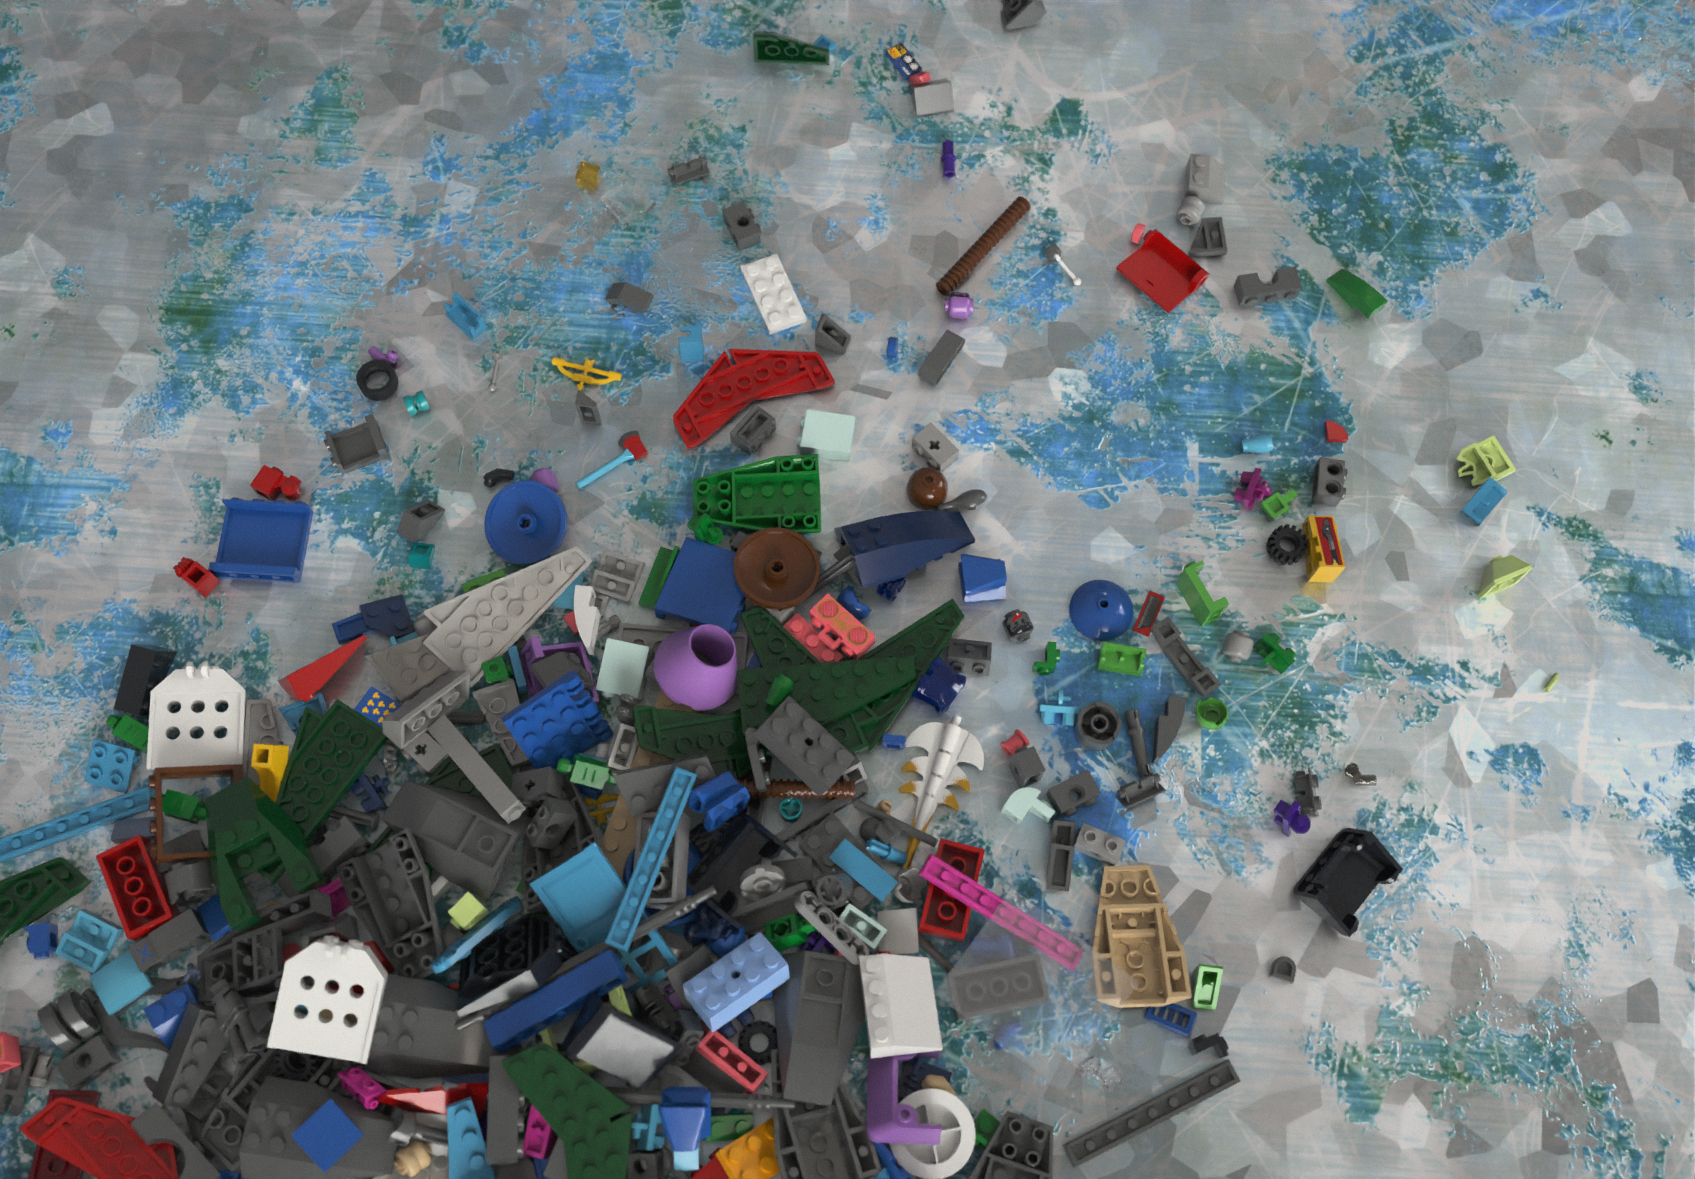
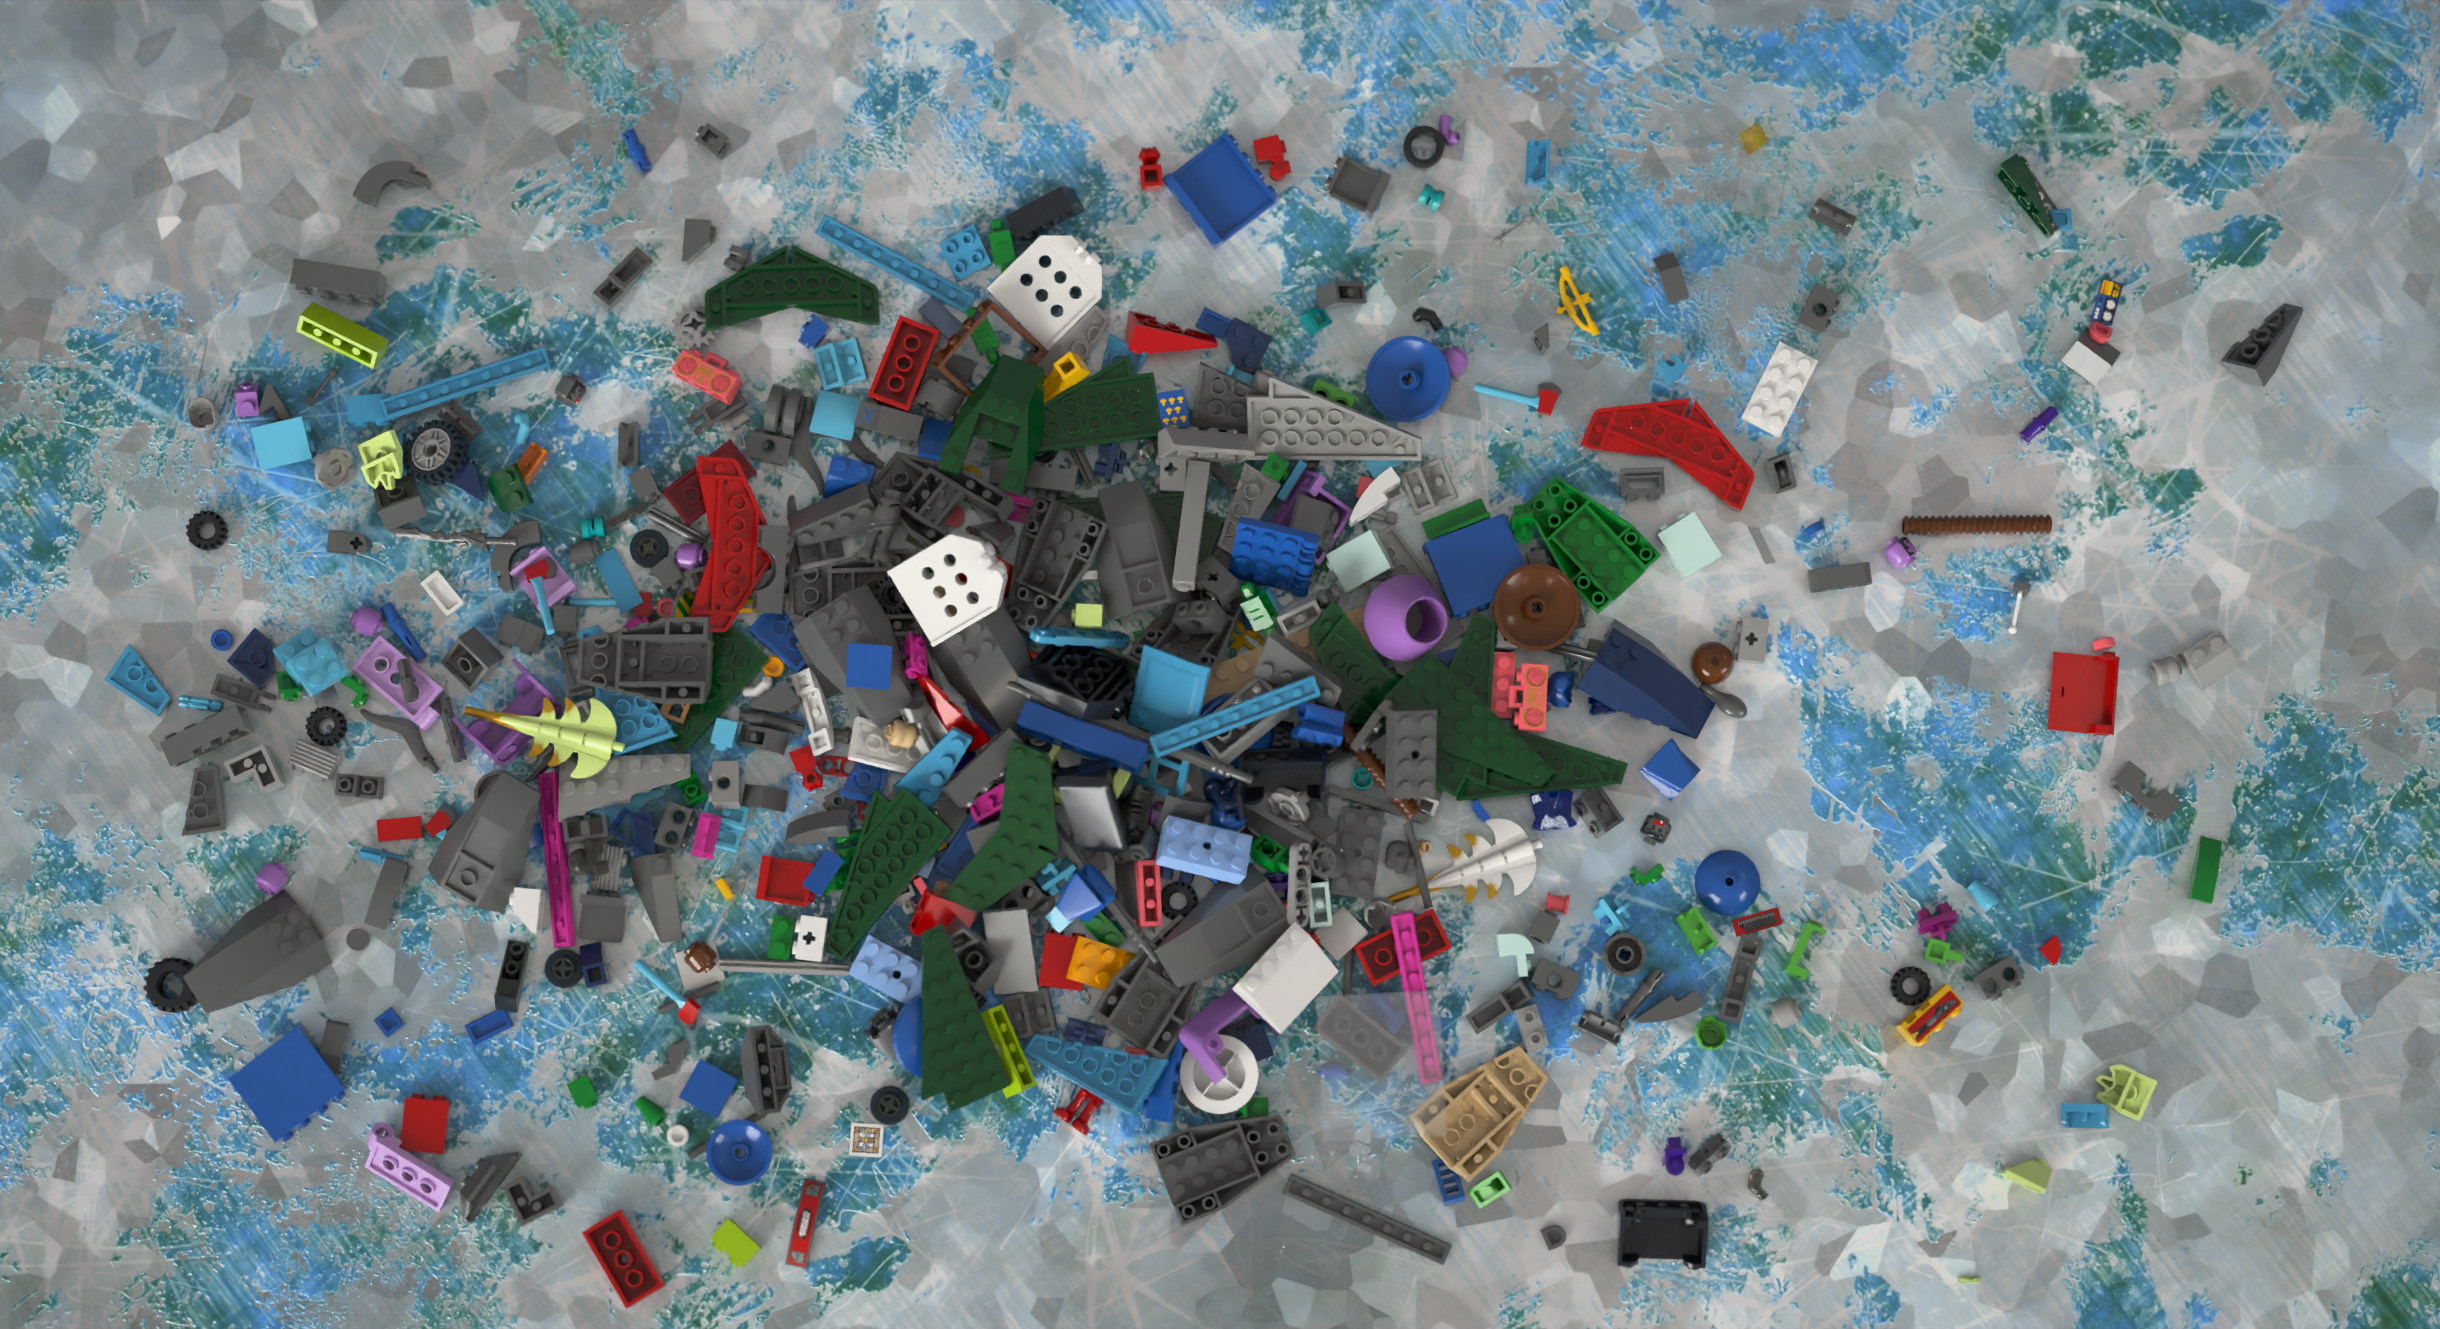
camera: 50 degrees right, 15 degrees up
(193, 974) = (883, 462): sand blue hand -> none
(778, 690) = (1438, 696): green cone -> none
(863, 870) = (1360, 871): dark azure sticker -> none
(886, 851) = (1390, 877): dark azure axle -> none
(937, 1082) = (1257, 1050): tan arm -> none
(1202, 1043) = (1448, 1217): black bracket -> none
(1209, 238) = (2152, 707): dark grey wing -> none
(1273, 653) = (1802, 1044): green hips -> none

